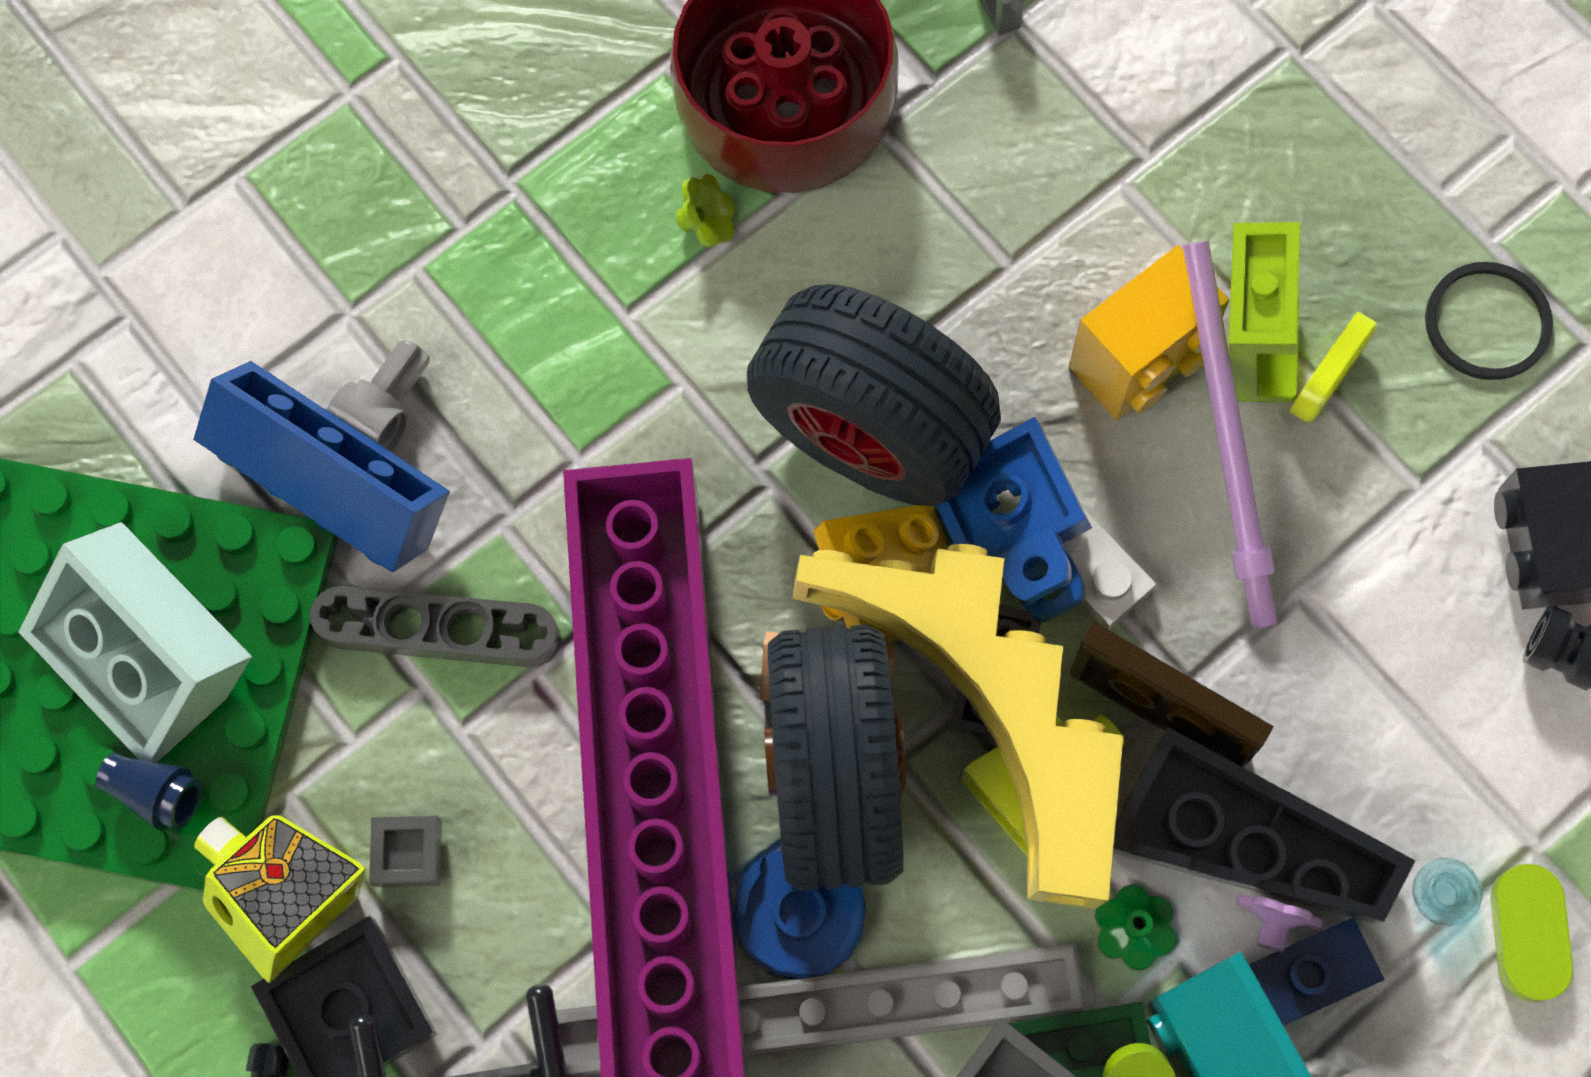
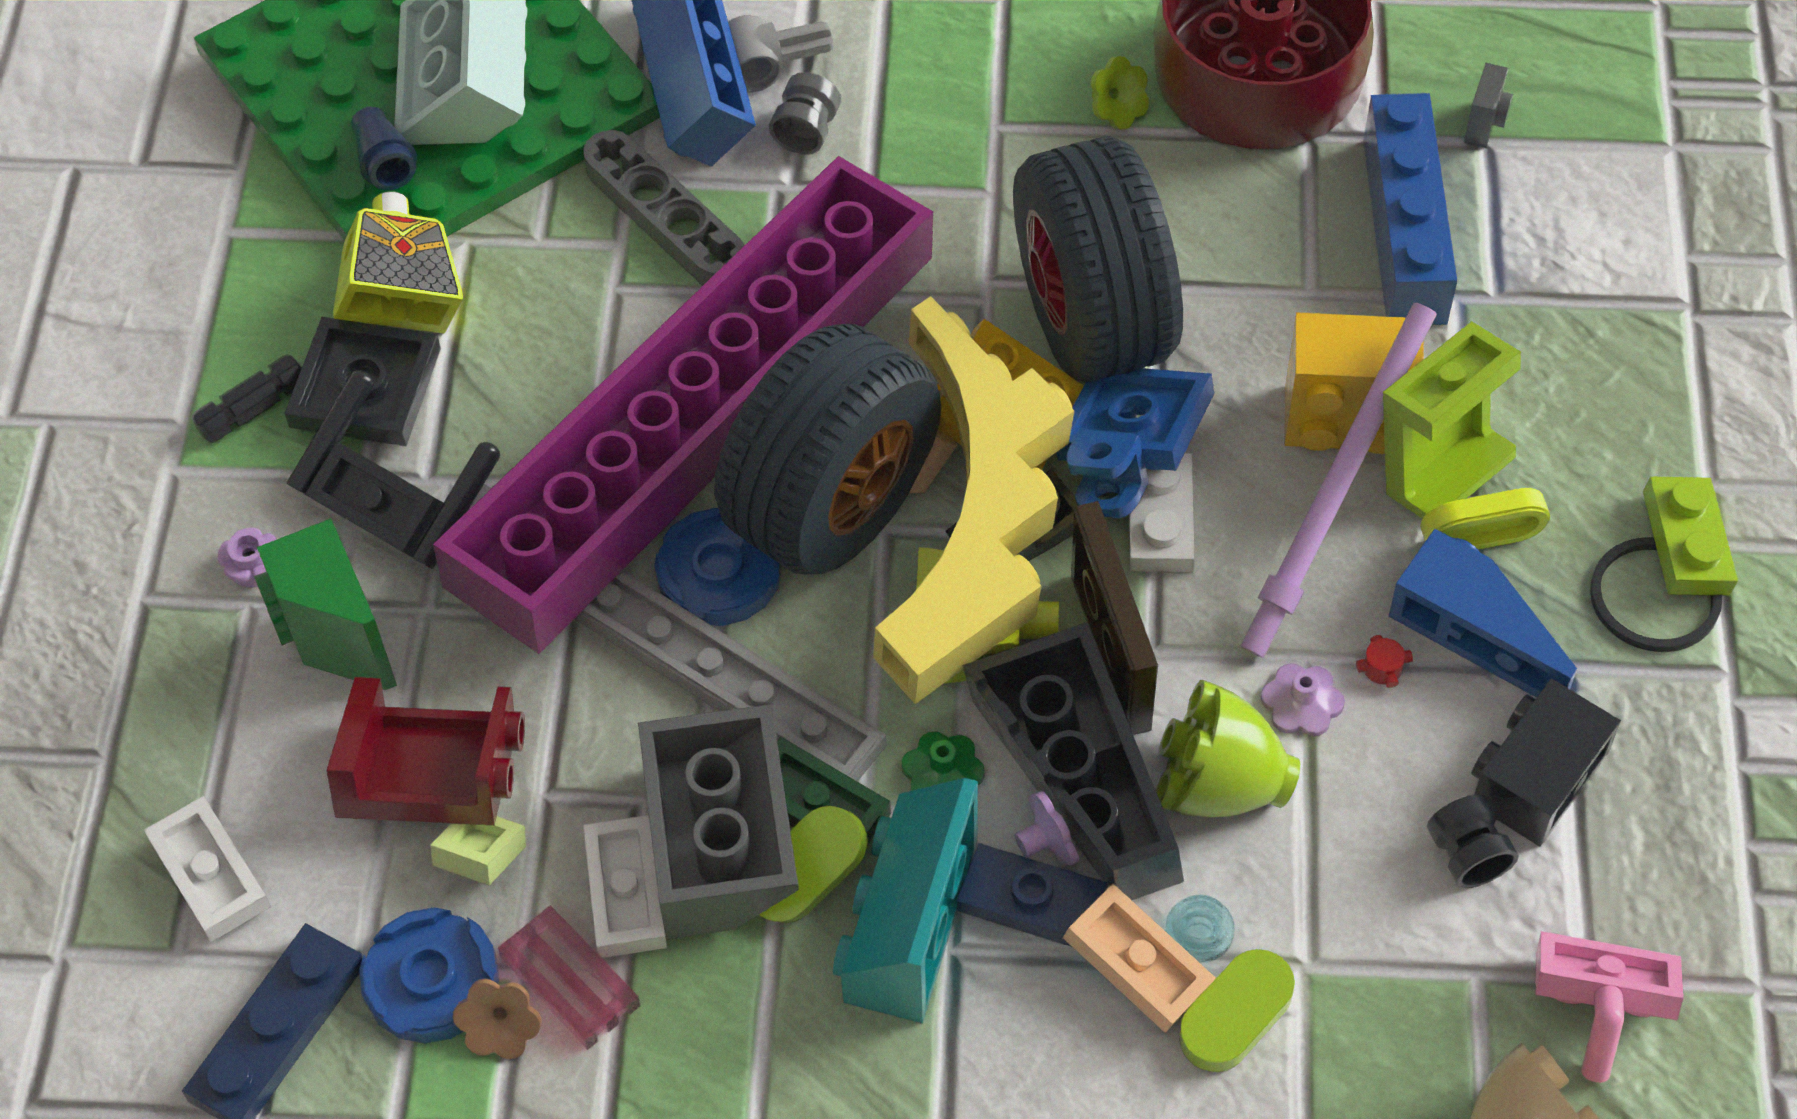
camera: 40 degrees right, 15 degrees down
(405, 851) = (501, 320): dark grey plate -> none
(469, 439) = (806, 109): none -> dark grey wheel
(1031, 136) = (1409, 205): none -> blue brick
(1323, 639) = (1302, 699): none -> lavender plant
(1343, 745) = (1223, 758): none -> lime piece
(1363, 547) = (1384, 661): none -> red piece
(1398, 450) = (1475, 611): none -> blue slope
(1438, 960) = (1138, 957): none -> light nougat plate
(1475, 253) = (1690, 536): none -> lime plate

